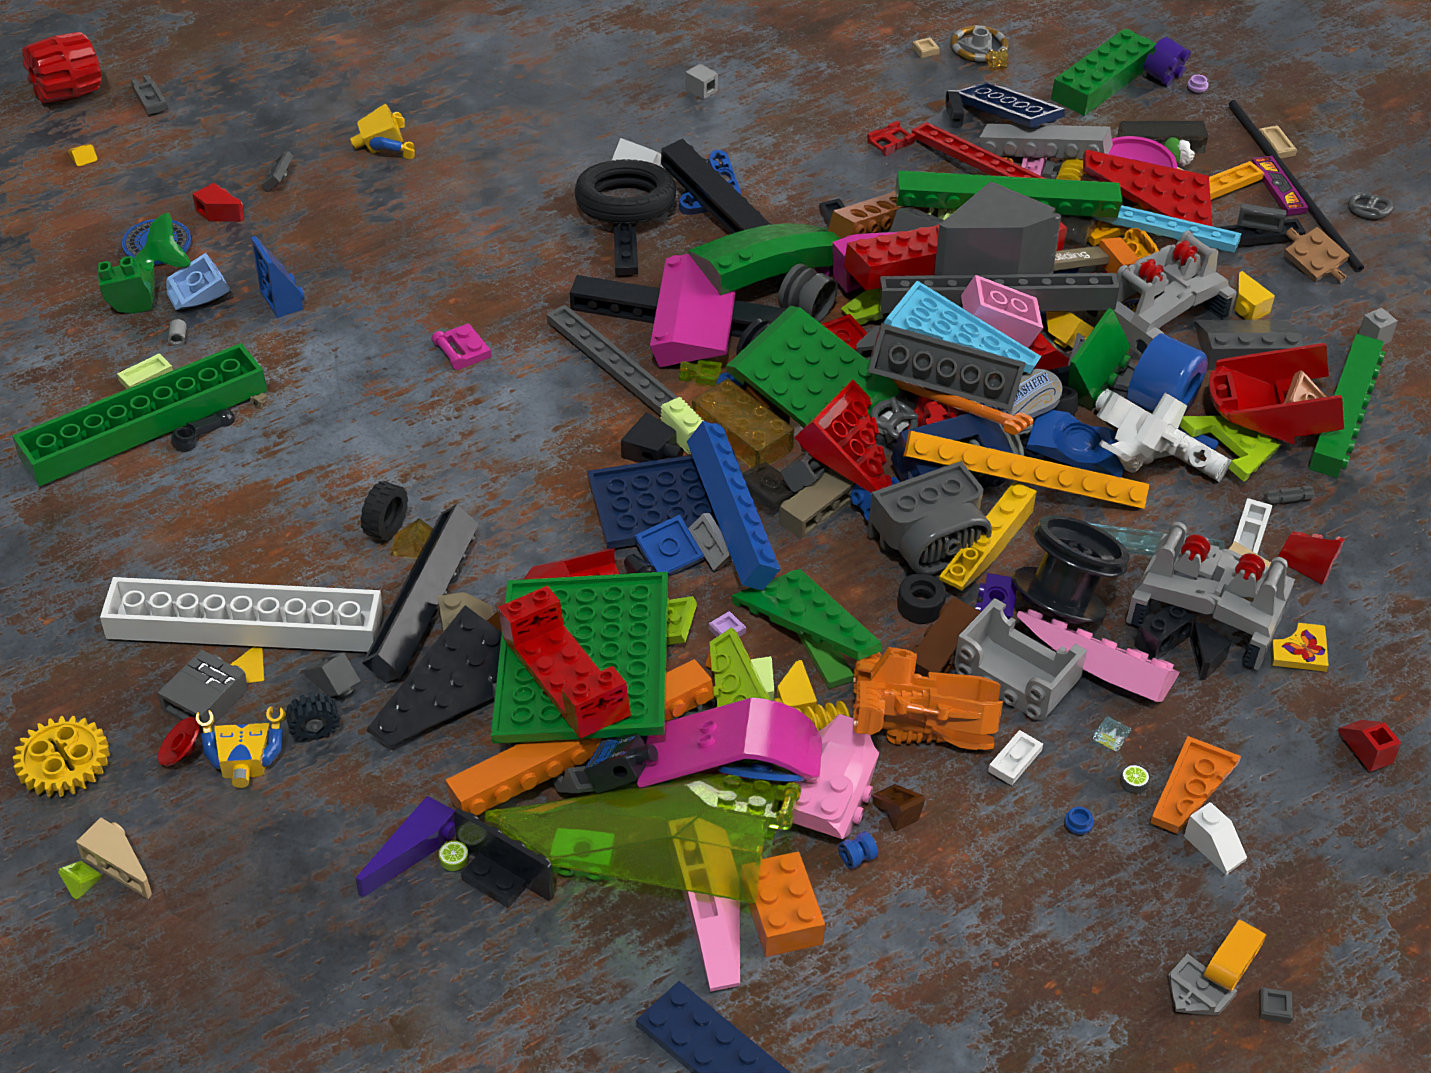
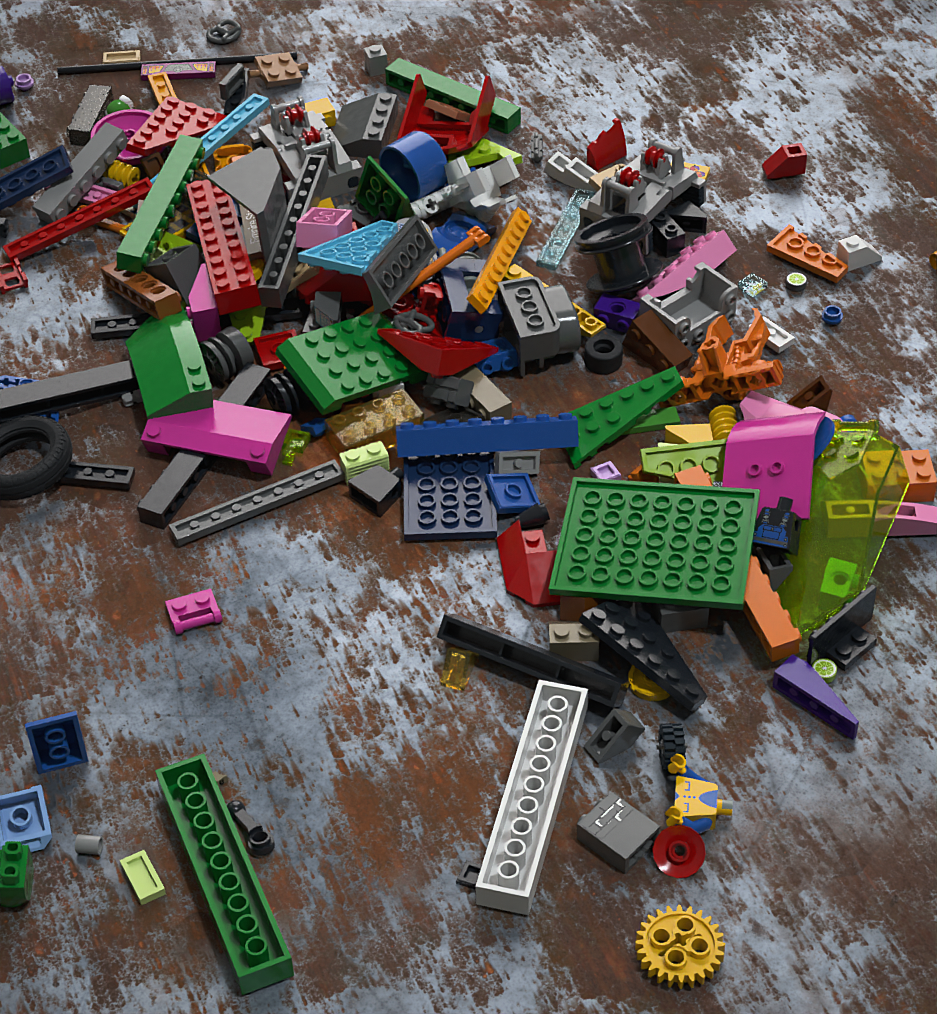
camera: 75 degrees left, 0 degrees up
(79, 878) = (820, 935): lime slope -> none
(110, 851) = (803, 902): tan slope -> none
(252, 664) = (580, 803): yellow sticker -> none
(384, 510) = (428, 674): black tyre -> none
(560, 666) = (685, 546): red plate -> none

